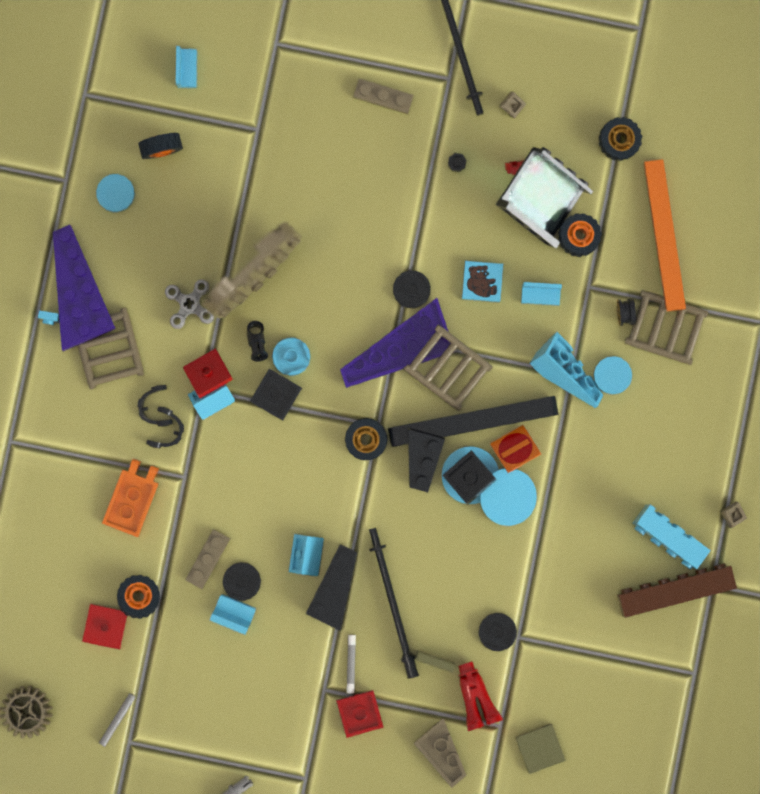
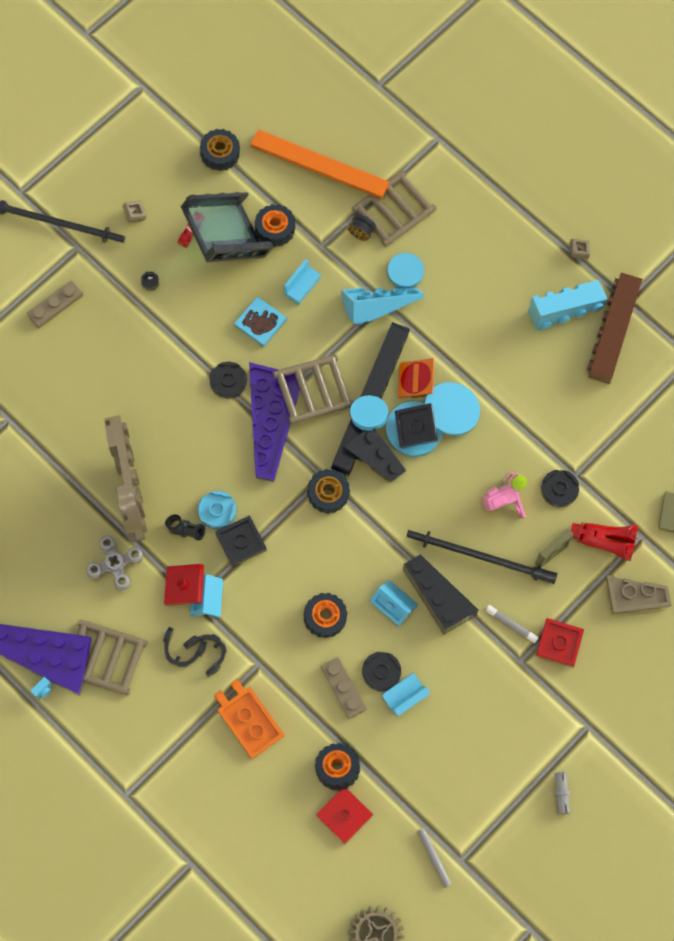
camera: 60 degrees left, 15 degrees down
(257, 493) = (330, 604): none -> black wheel
(453, 430) = (369, 412): none -> medium azure tile
(458, 591) = (506, 494): none -> bright pink piece

